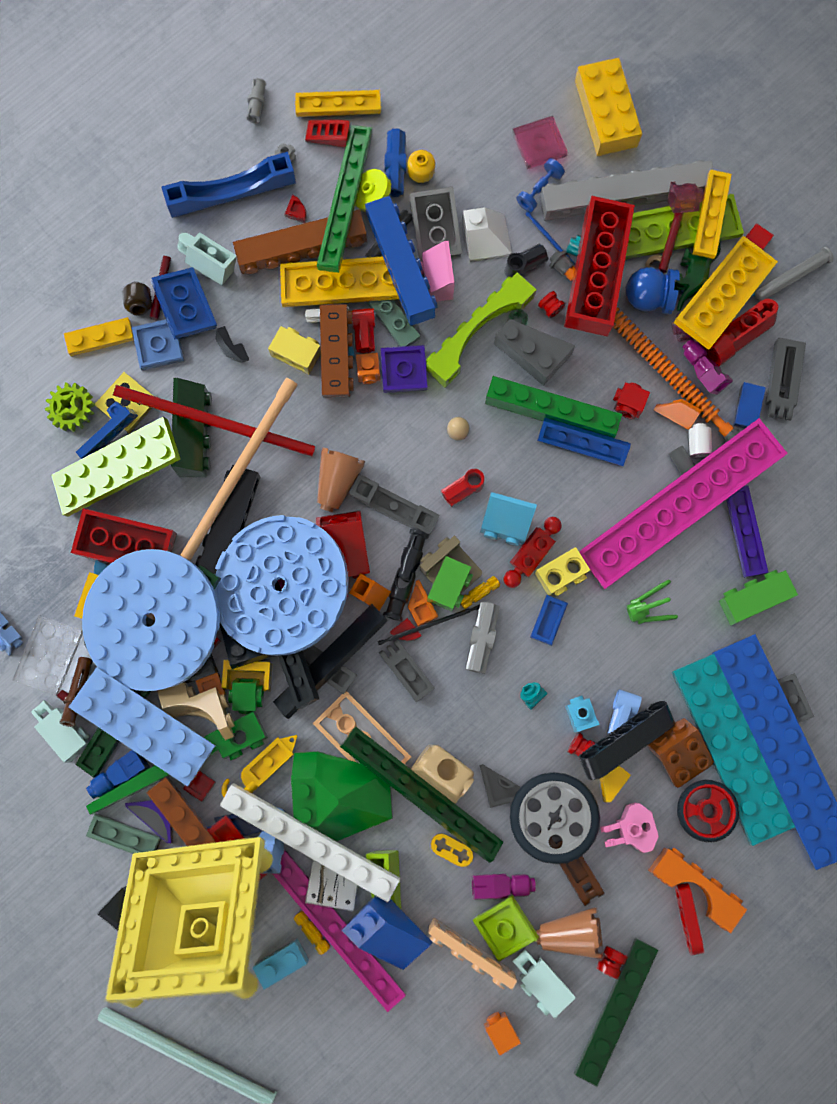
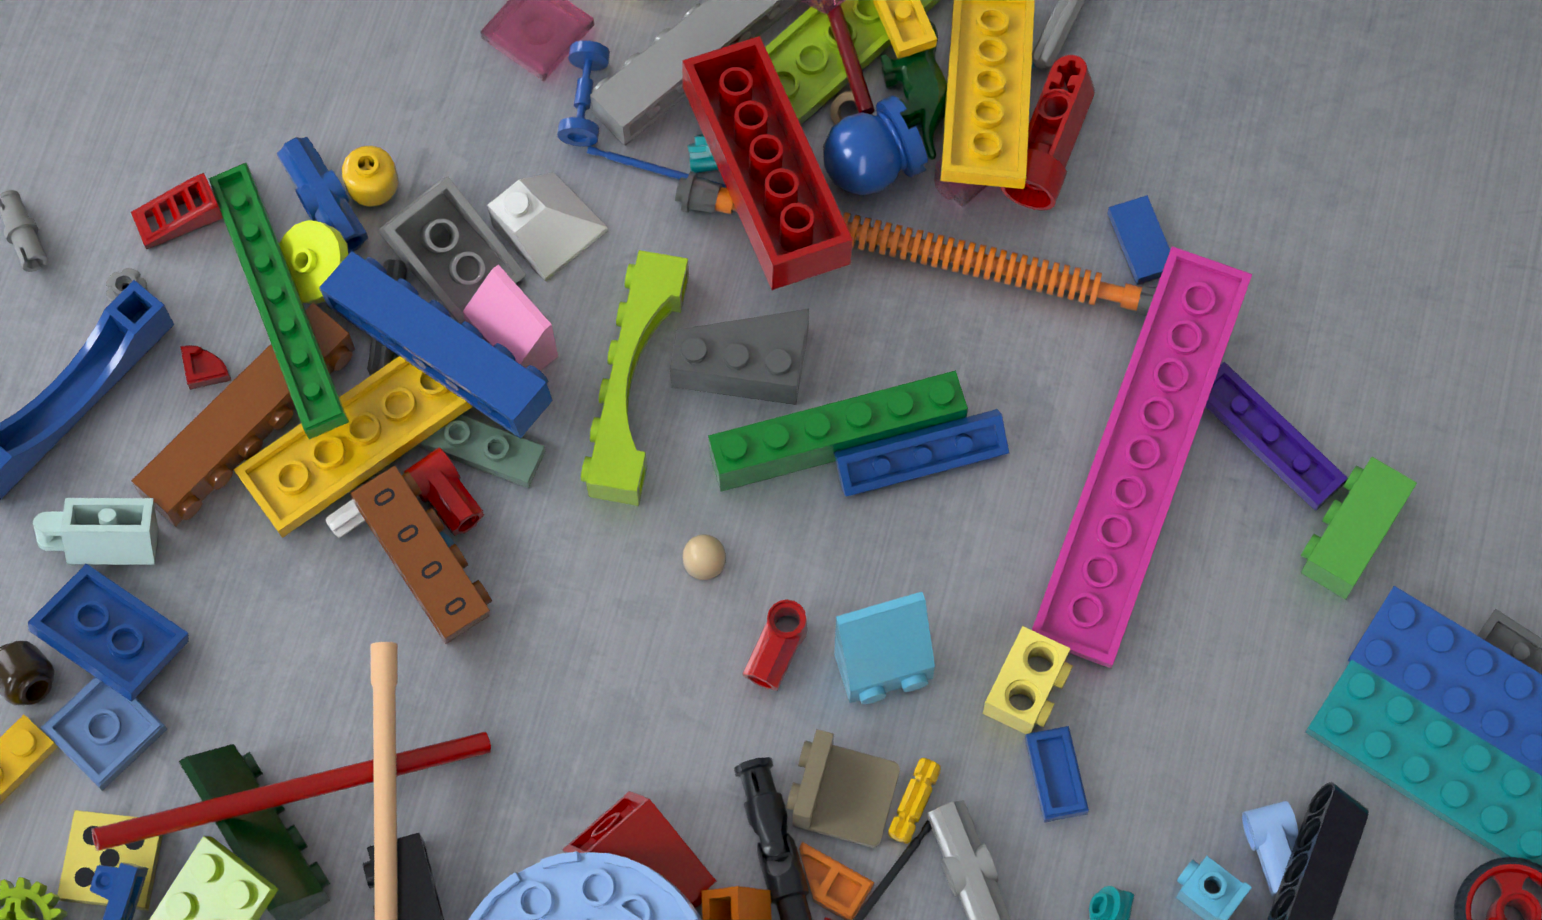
camera: 30 degrees left, 10 degrees down
(164, 269) = (60, 663): dark red bar -> none
(235, 352) = (231, 659): black slope -> none
(295, 349) = (349, 594): light yellow brick -> none
(336, 478) = (557, 759): nougat cone -> none
(337, 103) = (163, 156): yellow plate -> none
(368, 368) = (491, 550): orange bracket -> none
(393, 506) = (681, 748): dark grey slope -> none
(404, 369) = (552, 515): dark purple plate -> none
(449, 584) = (860, 815): bright green brick -> none
(519, 312) = (681, 313): clear green bush -> none
(526, 260) = (638, 224): black piece -> none
(532, 552) = (957, 680): red plate -> none
(551, 304) = (725, 269): red wheel -> none
(630, 400) = (952, 342): red brick -> none
(638, 611) = (1188, 666): bright green plant -> none
(679, 412) = (1041, 314): orange tile -> none
(681, 459) = (1095, 386): dark grey cylinder -> none
(682, 752) = (1410, 848): dark orange bracket -> none
(700, 441) = (1103, 339): white brick -> none
(706, 369) = (1035, 221): magenta piece -> none
(786, 372) = (1161, 154): dark grey hinge -> none

